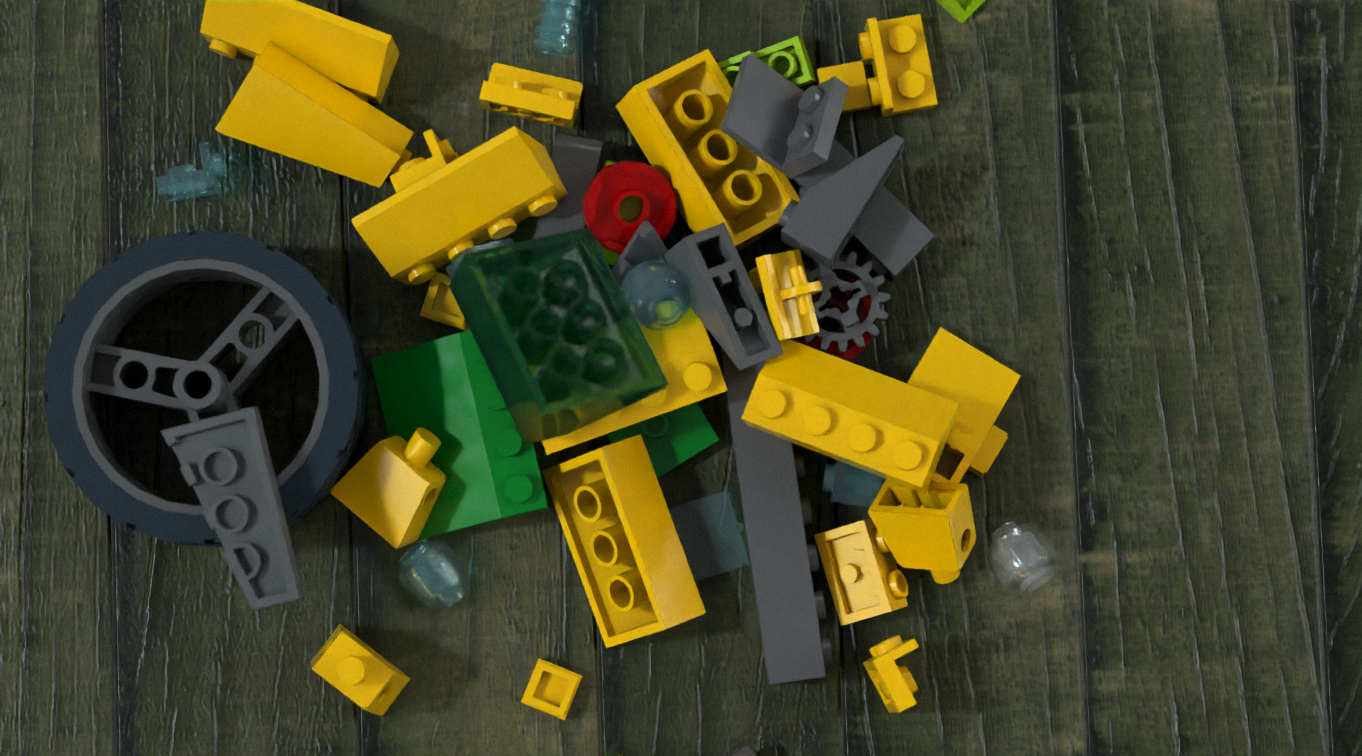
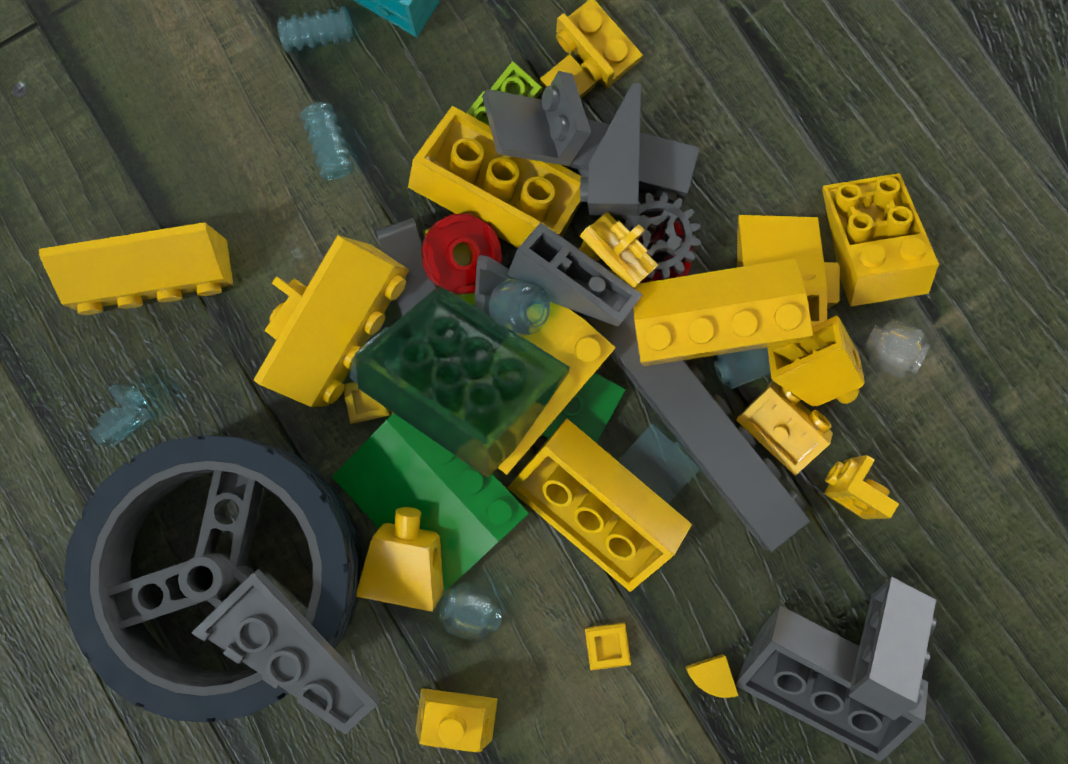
camera: 30 degrees left, 0 degrees up
(314, 120) = (184, 322): yellow slope -> none
(531, 95) = (341, 214): yellow bracket -> none
(1068, 433) = (878, 240): none -> yellow slope

